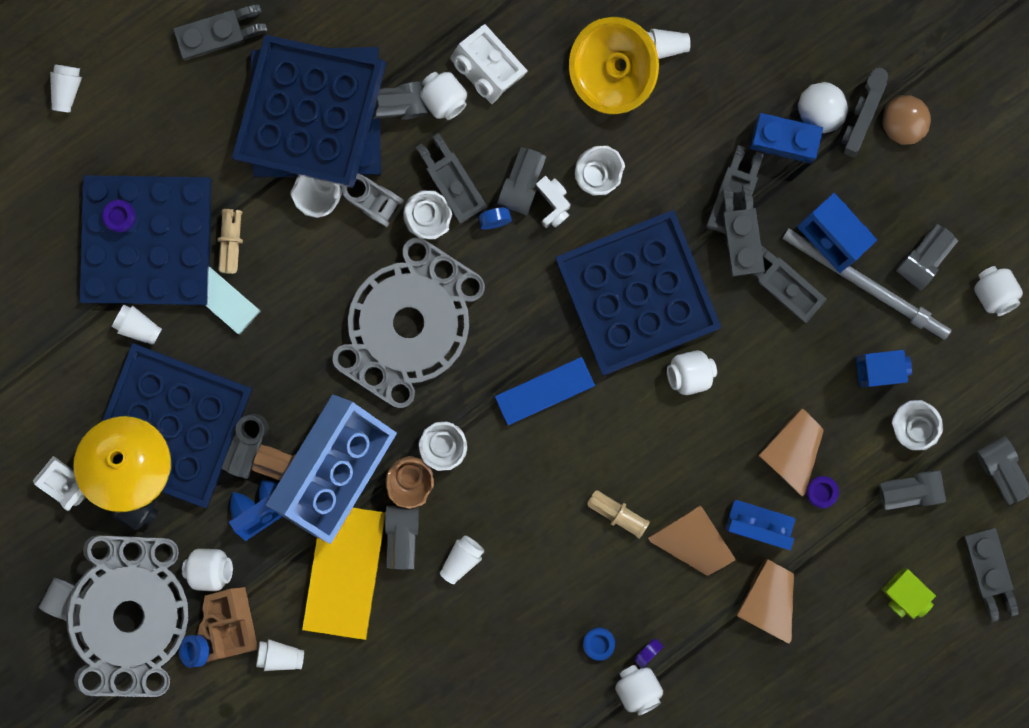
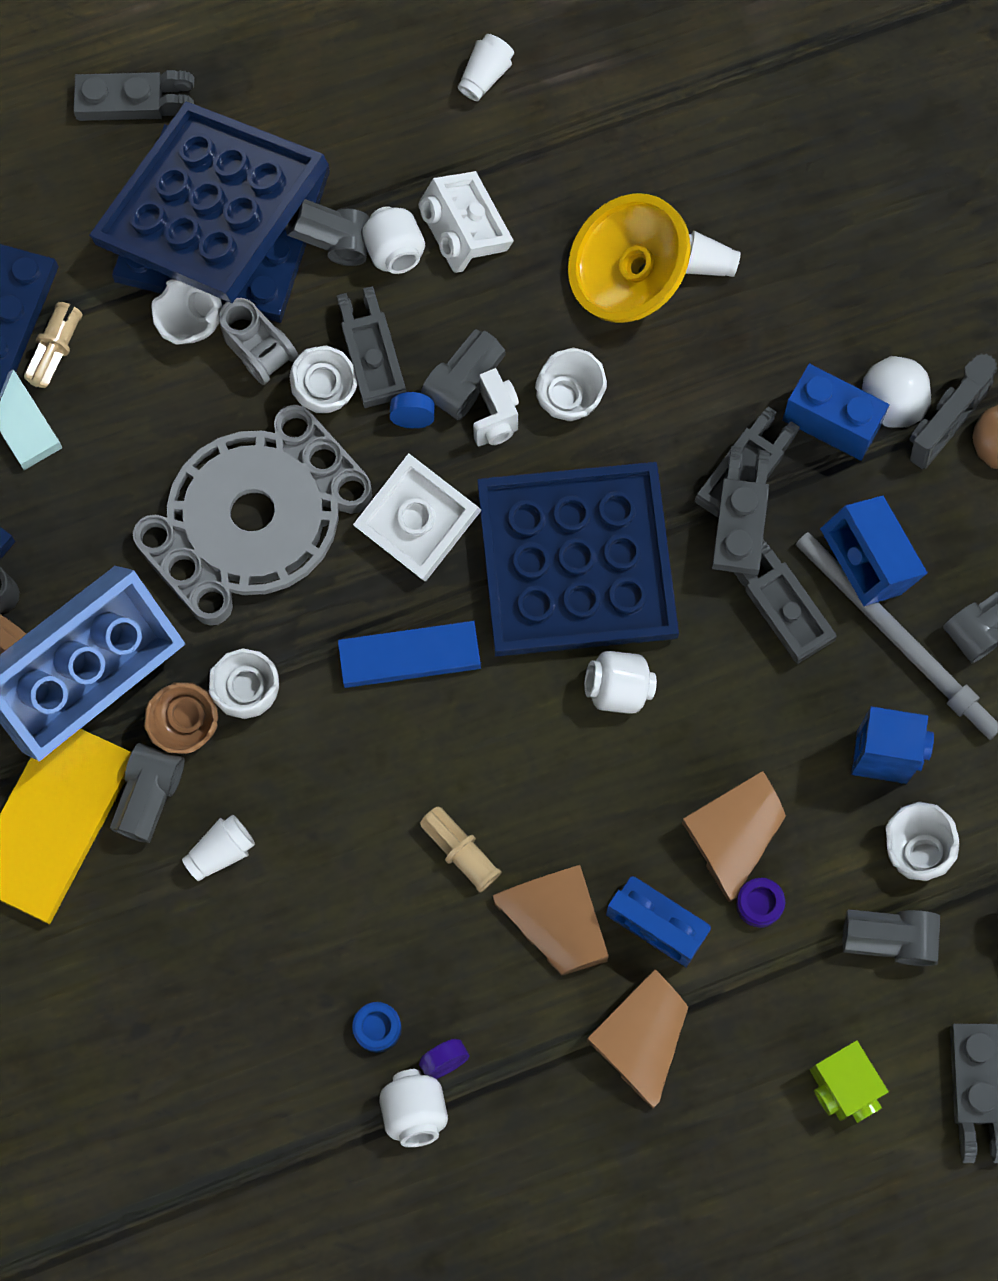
camera: 15 degrees right, 15 degrees down
(522, 296) = (417, 517): none -> white plate

